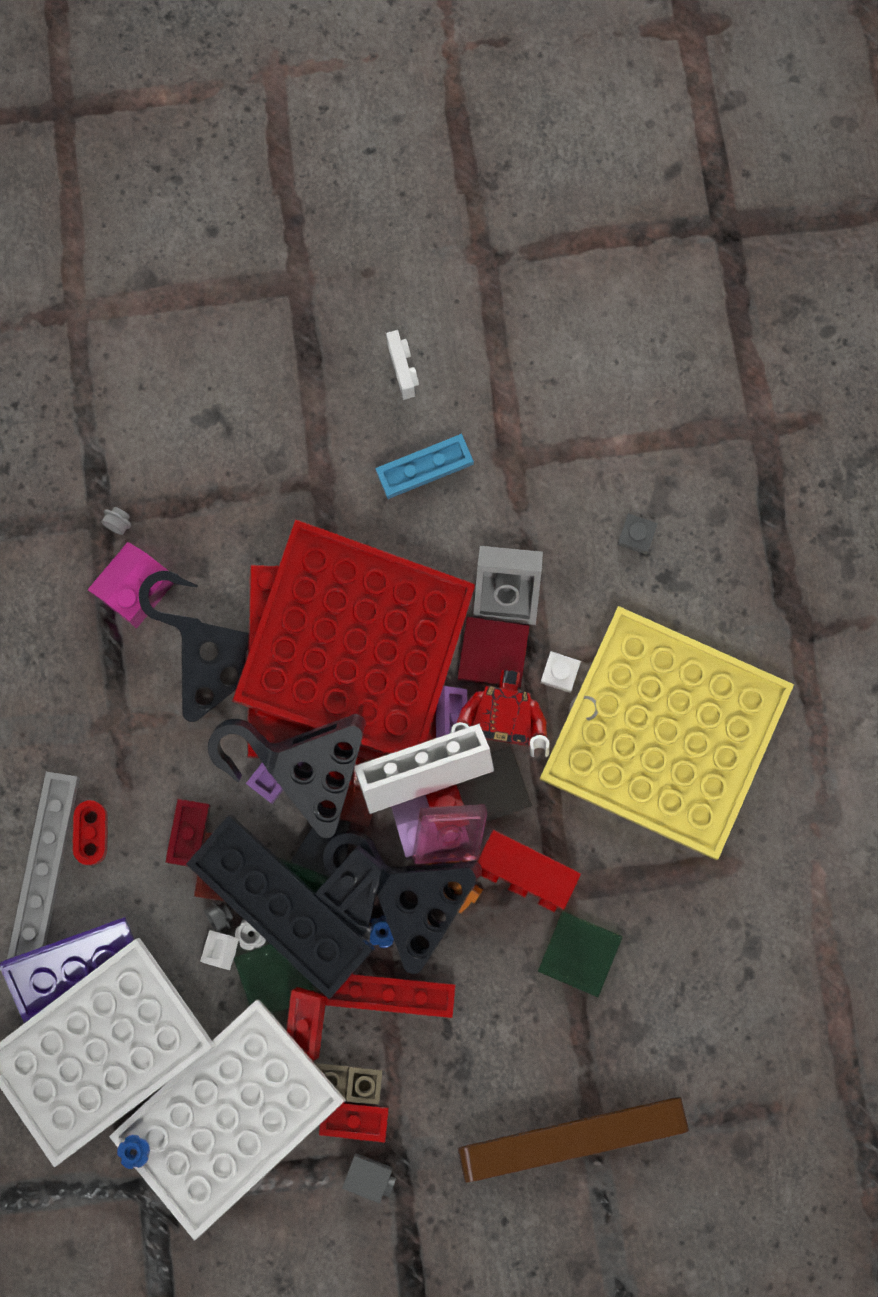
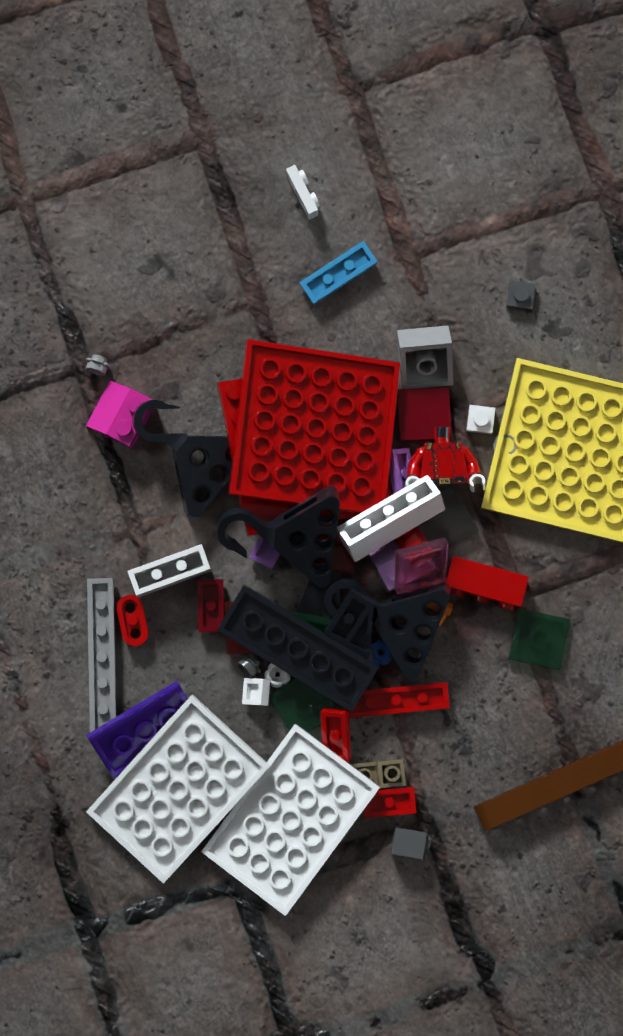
camera: 15 degrees left, 5 degrees up
(142, 1152) = (229, 853): blue plate -> none
(145, 781) = (169, 570): none -> white brick

